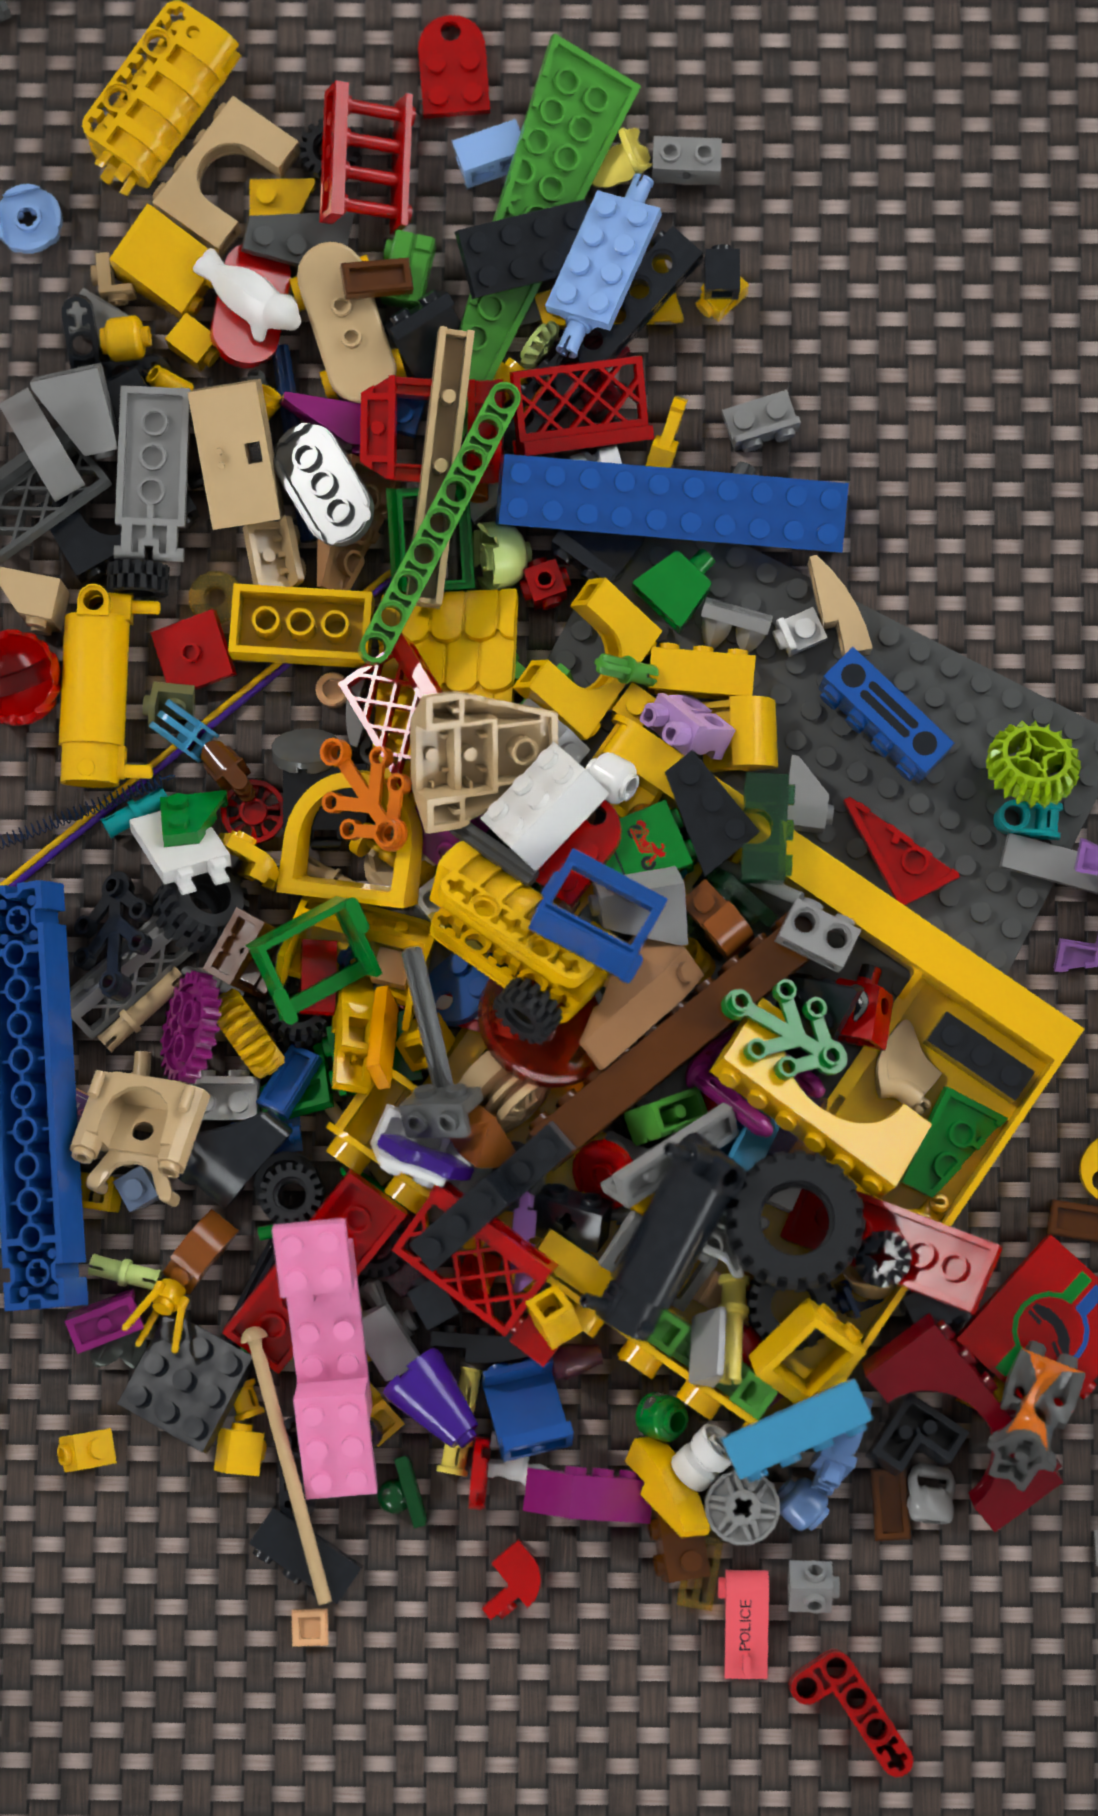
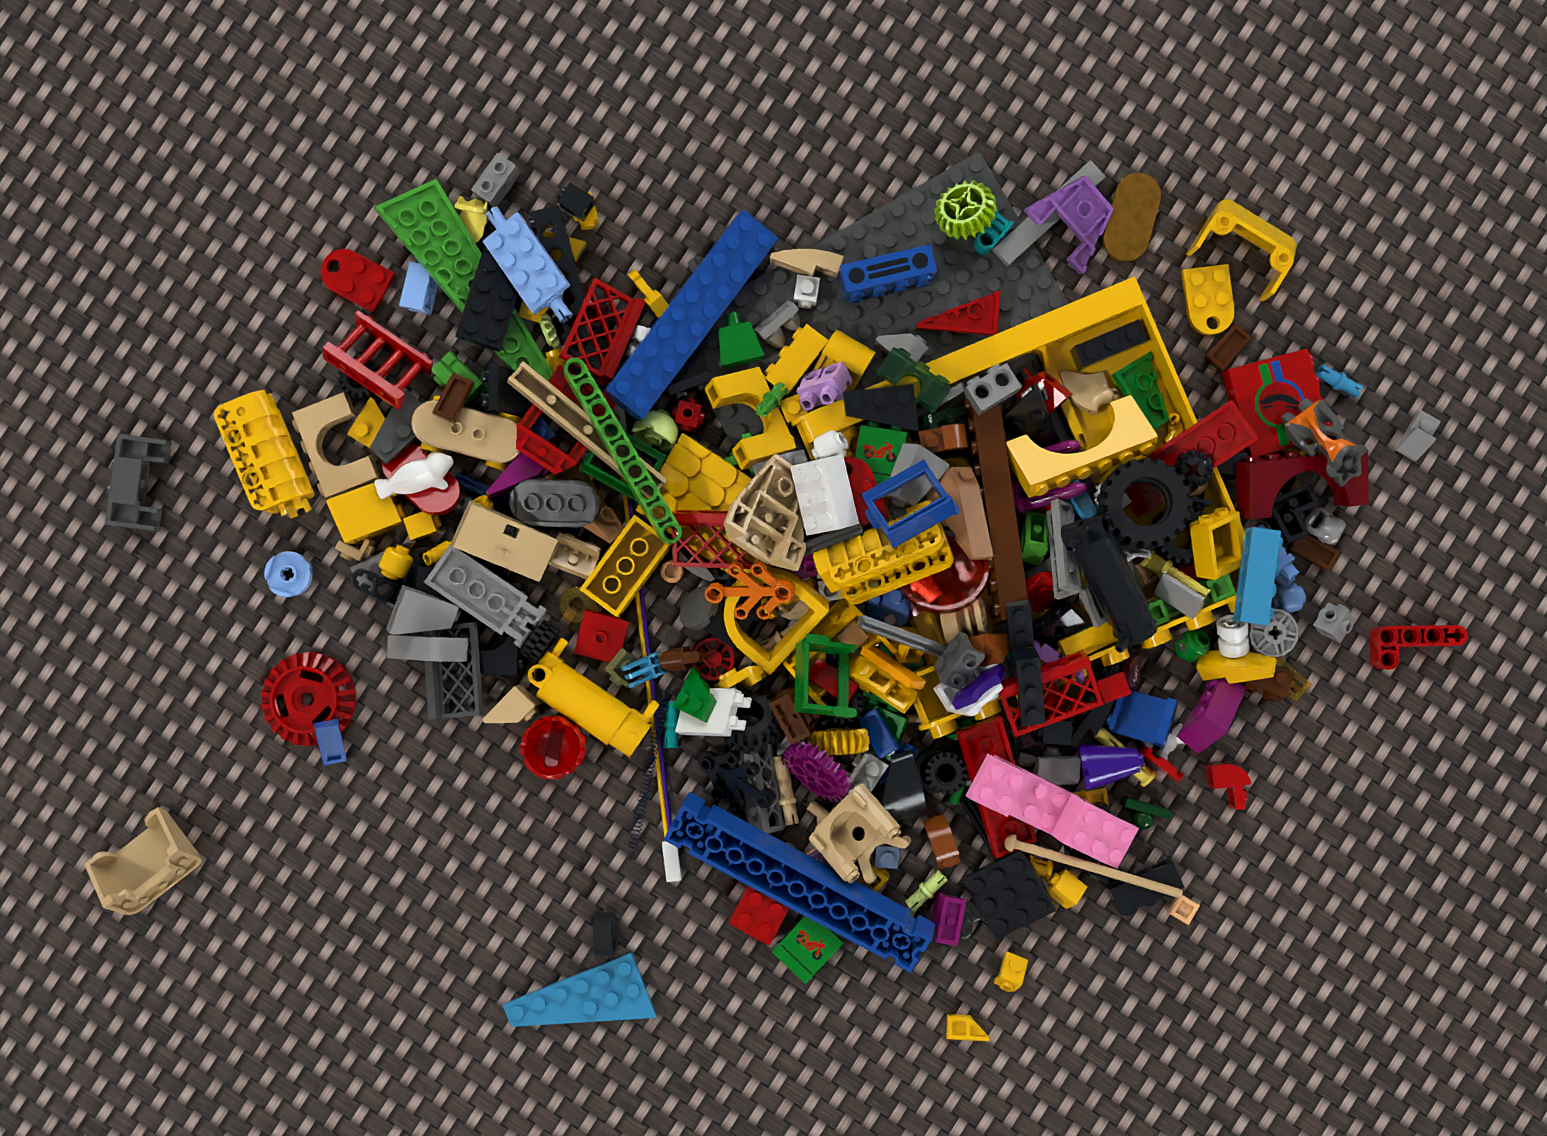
camera: 60 degrees left, 5 degrees up
(167, 1297) = (957, 878): yellow plant -> none
(527, 1010) = (936, 577): black tyre -> none
(554, 1316) = (1111, 670): yellow brick -> none
(745, 1623) = (1329, 668): coral door -> none
(761, 421) = (671, 236): light grey bracket -> none
(790, 1032) = (1036, 439): plant -> none

